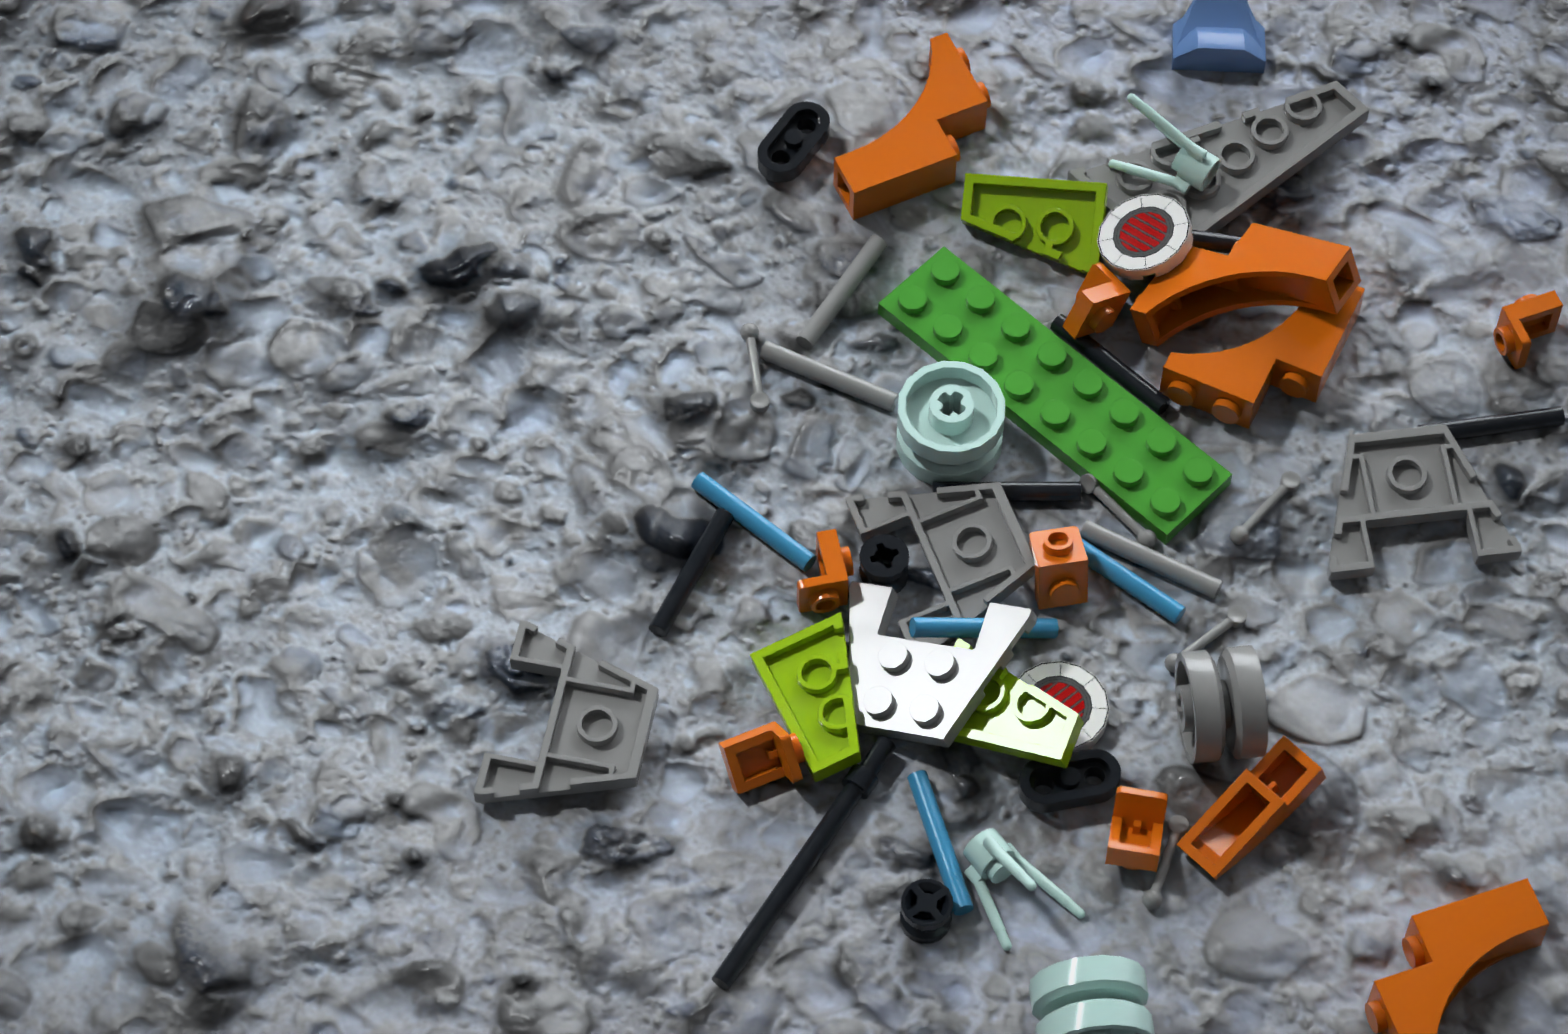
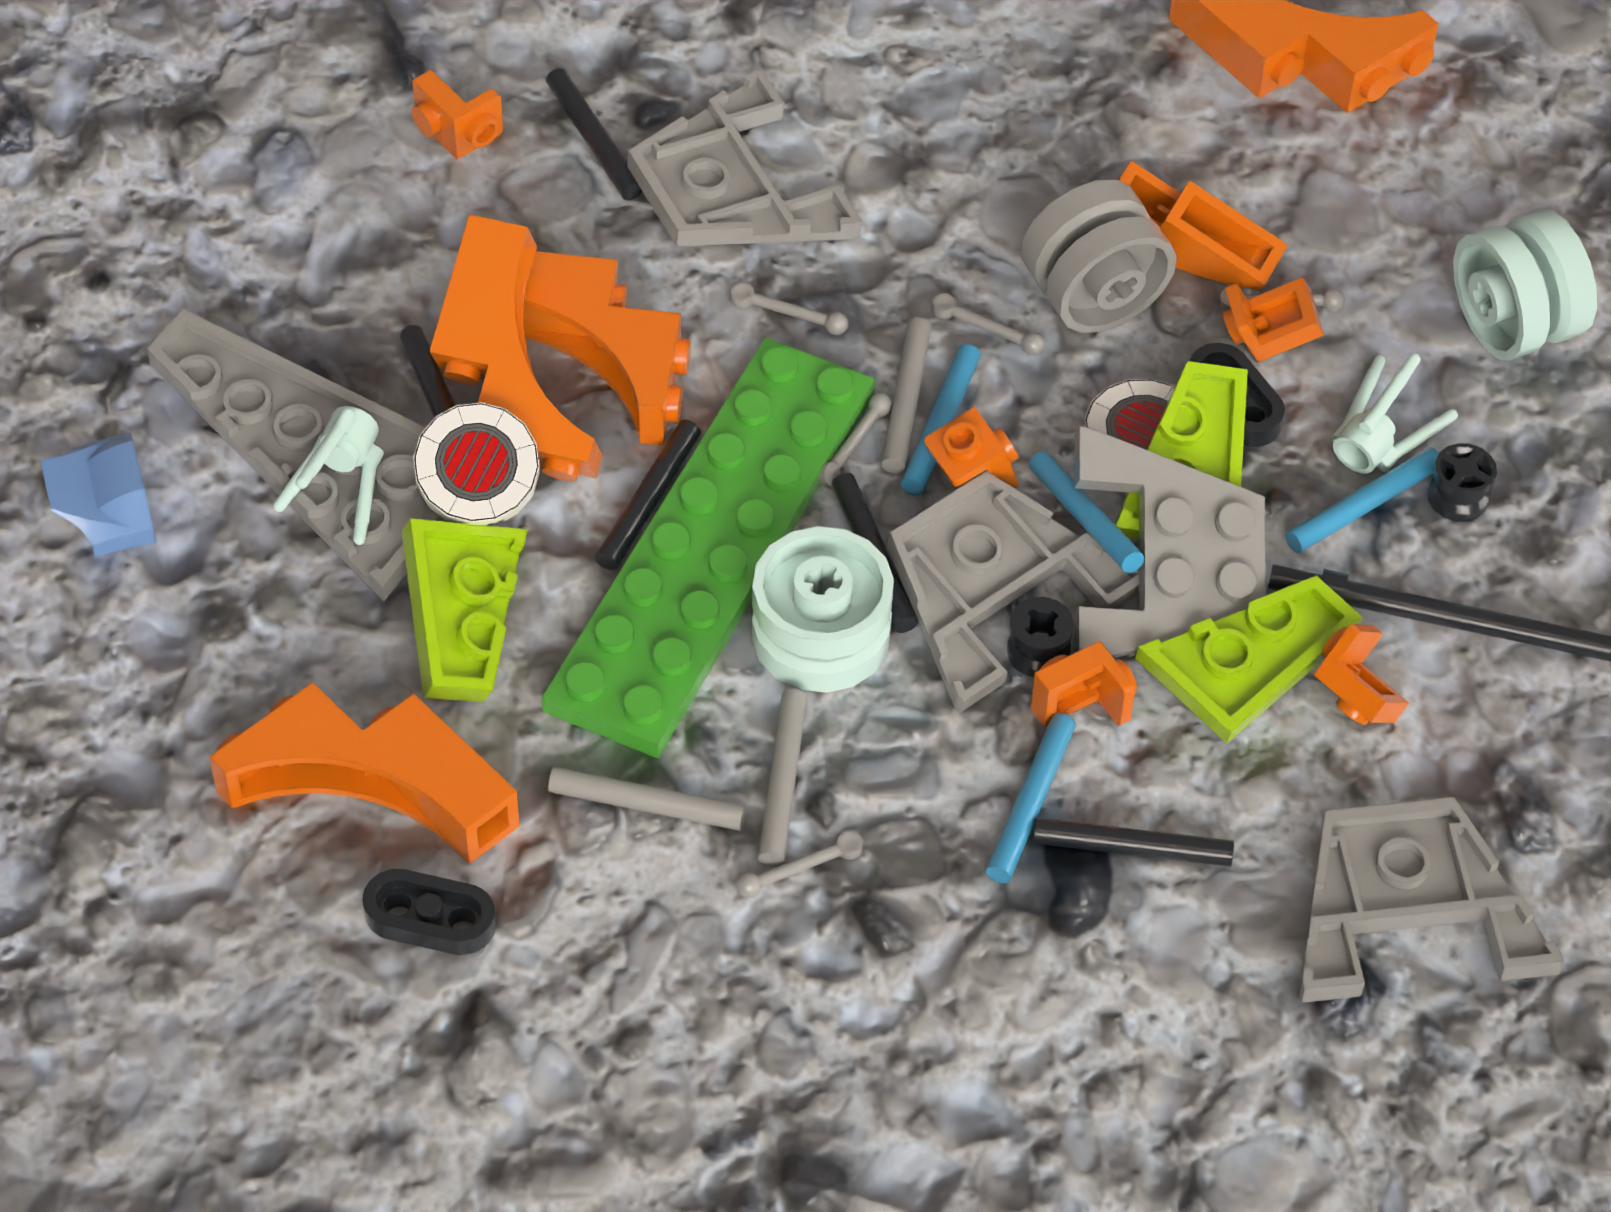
camera: 110 degrees left, 5 degrees down
(1096, 303) = (579, 503): orange bracket -> none

